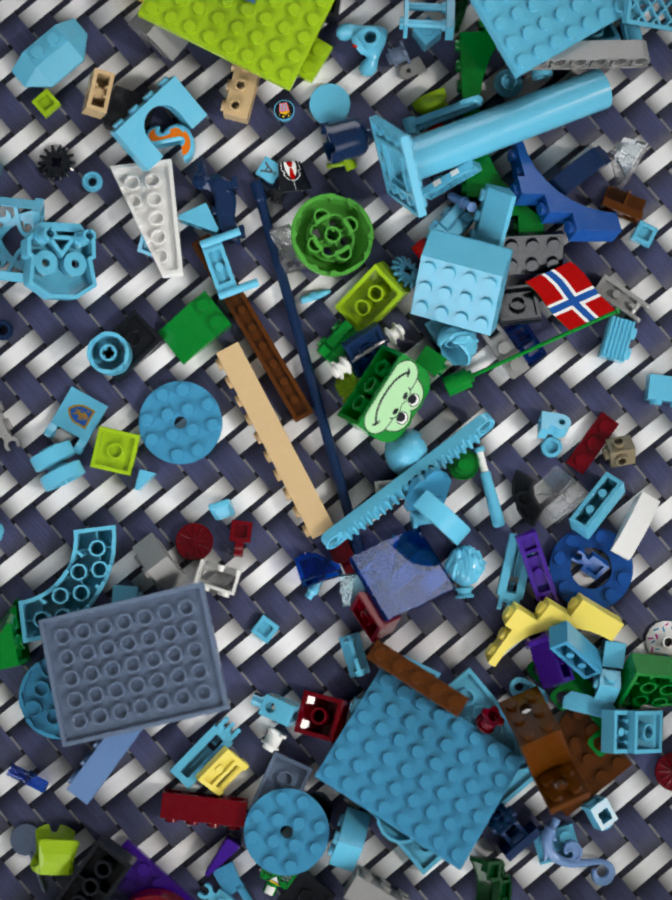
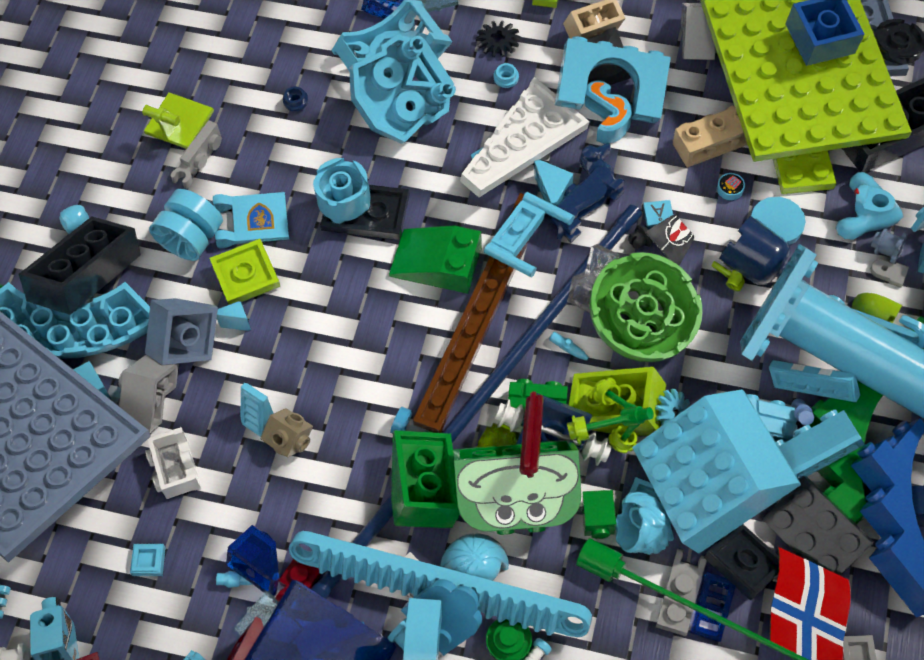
camera: 60 degrees right, 25 degrees down
(41, 549) = (80, 265): none -> black brick
(135, 519) = (180, 331): none -> sand blue slope
(176, 401) = (328, 339): dark azure plate -> none
(194, 541) = (200, 414): dark red wheel -> none
(240, 534) = (241, 453): dark red plate -> none
(249, 499) = (287, 432): none -> dark tan brick
(275, 440) = (372, 420): tan brick -> none
(290, 429) = (401, 420): none -> dark azure tile
(339, 443) = (423, 480): none -> green slope
(373, 370) = (531, 435): none -> dark red axle
(398, 314) = (622, 437): none -> plant

